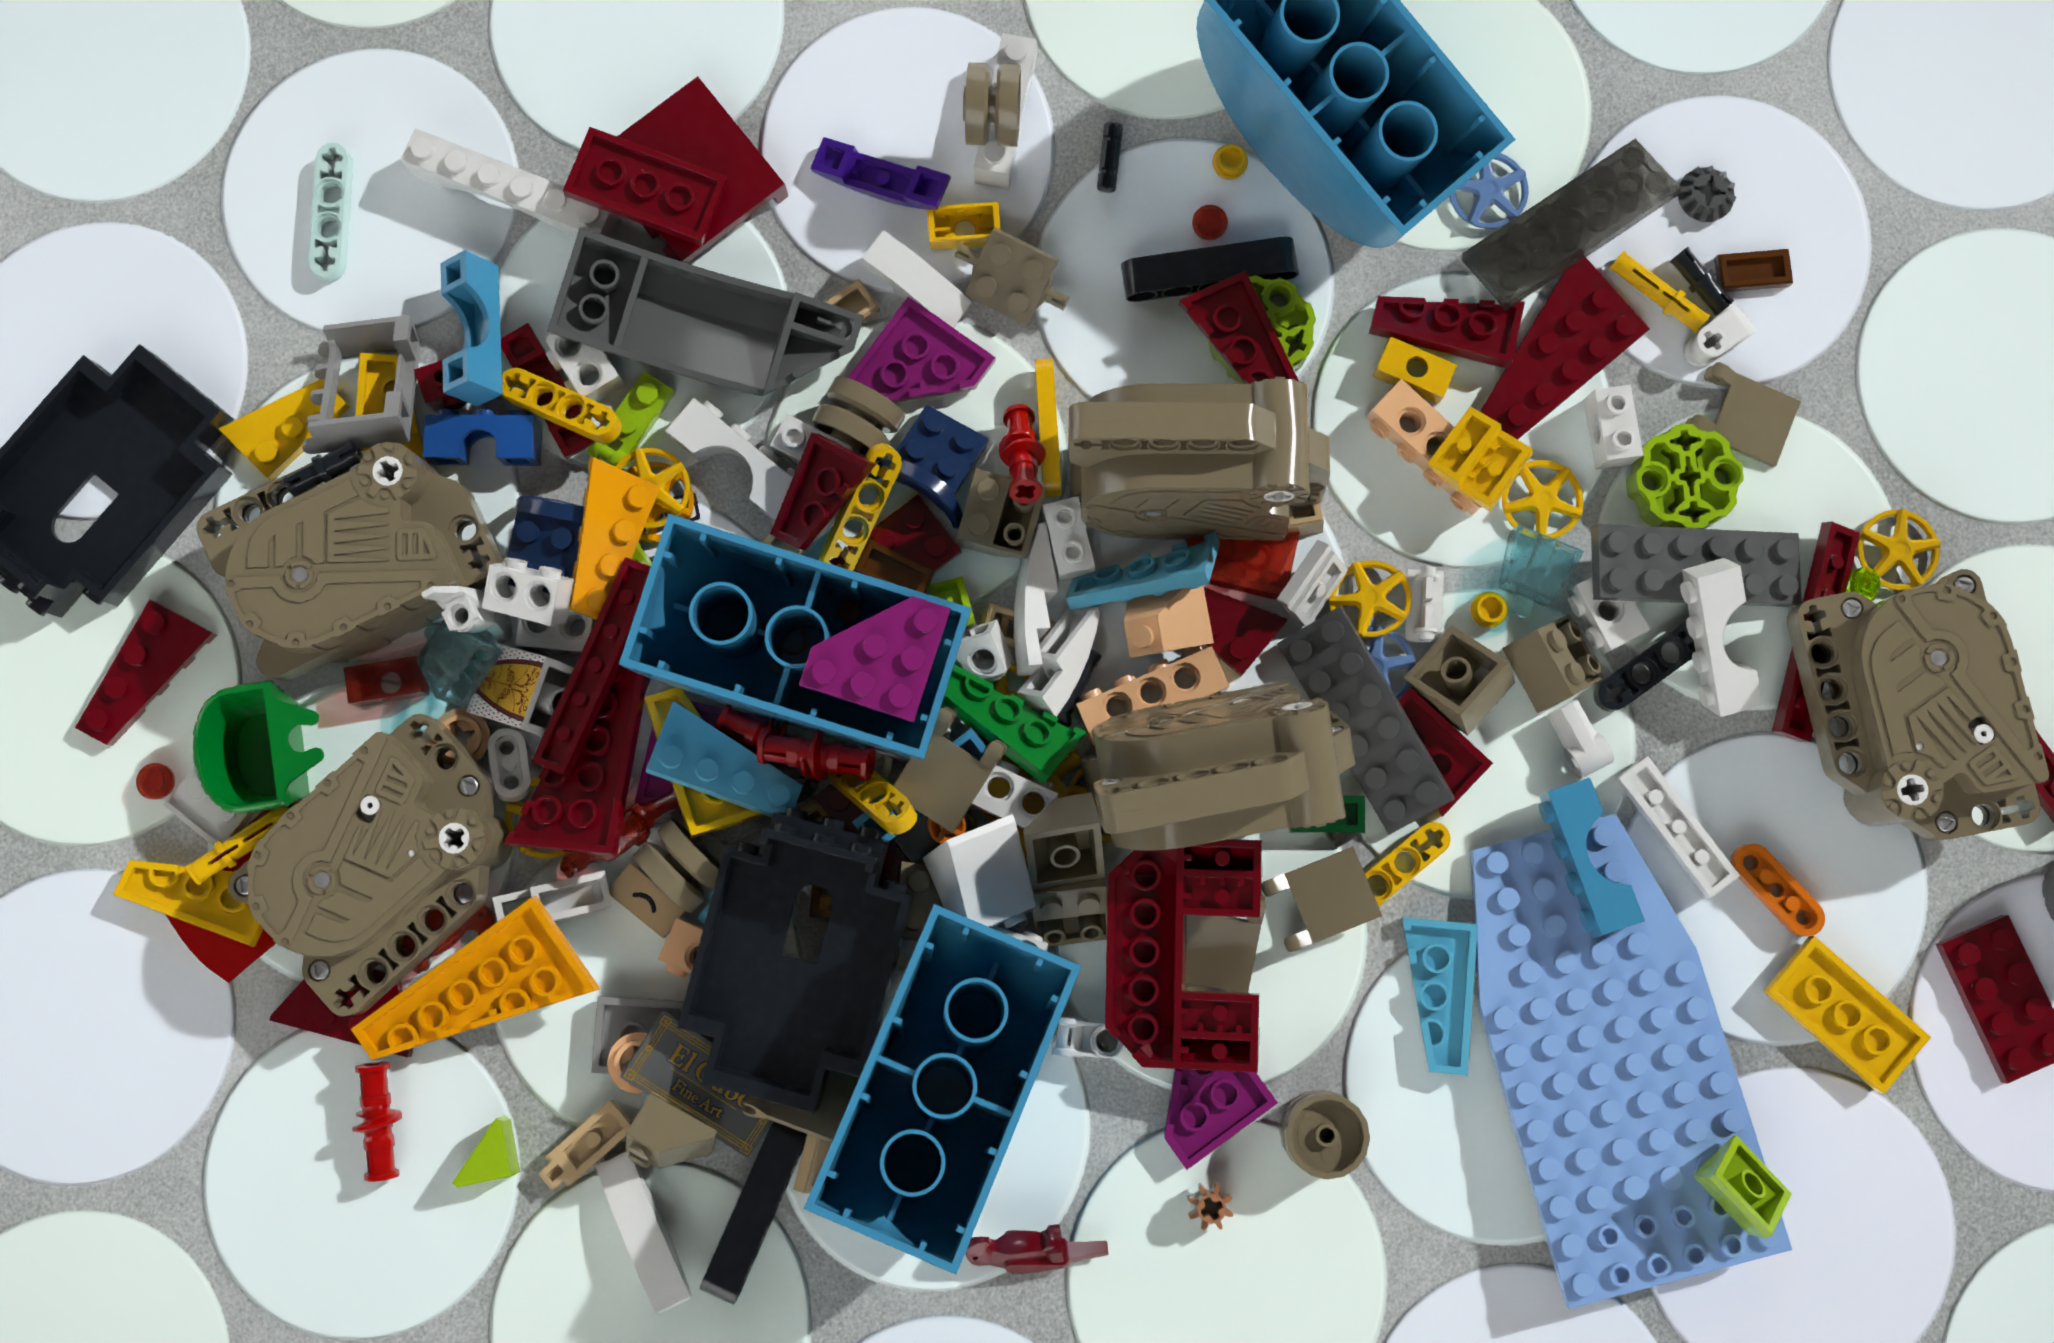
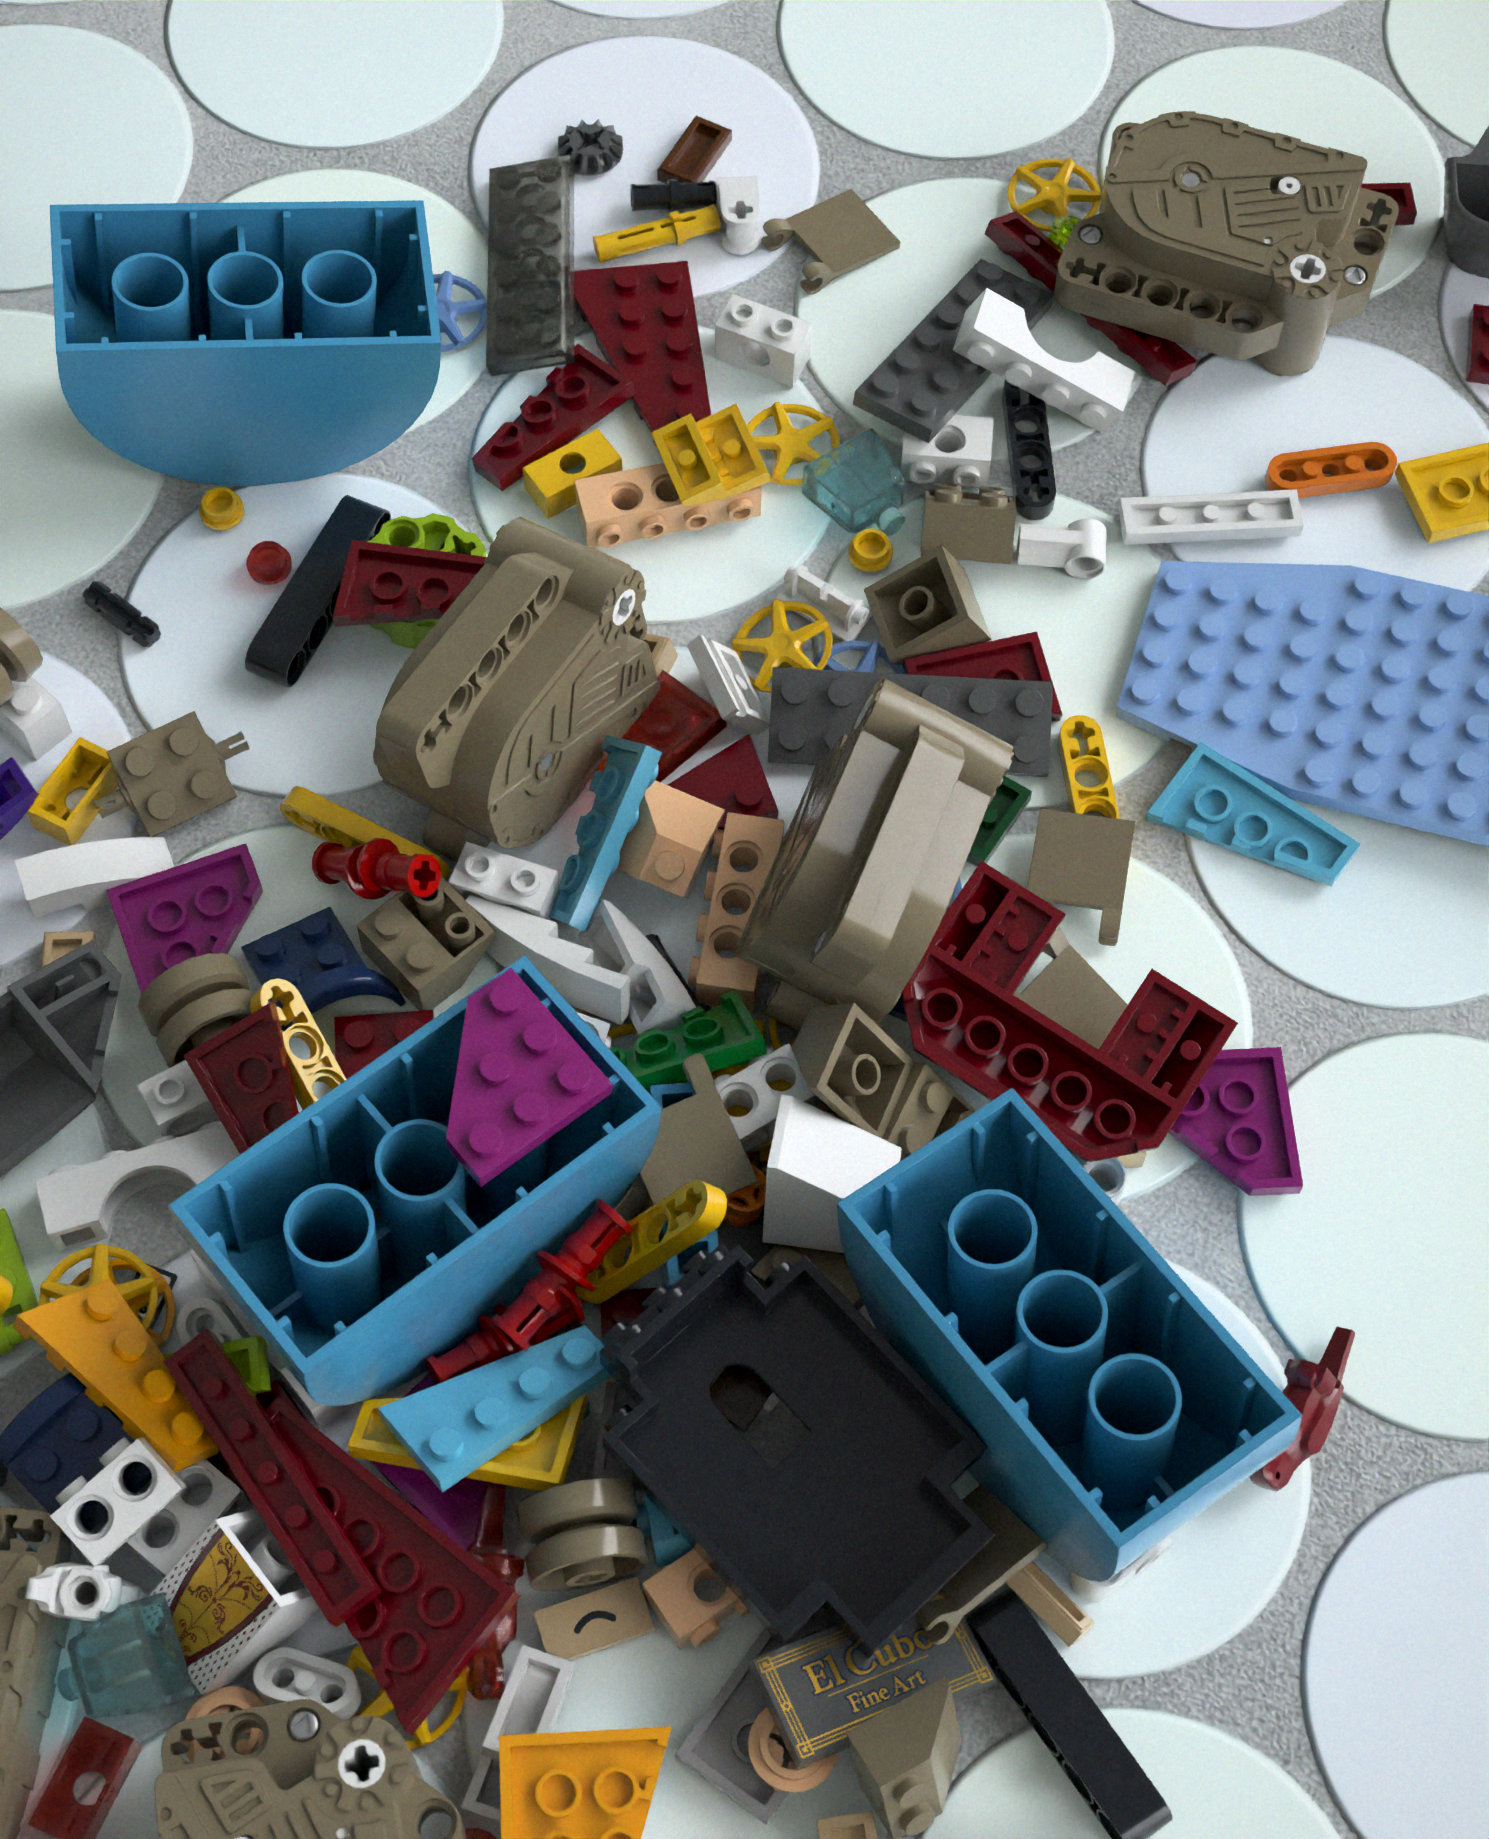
camera: 60 degrees left, 20 degrees down
(1220, 1208) = (1359, 1187): nougat gear -> none
(1341, 1150) = (1344, 1016): dark tan wheel -> none
(1603, 903) = (1248, 609): dark azure arch -> none
(1668, 461) = (859, 311): lime connector -> none

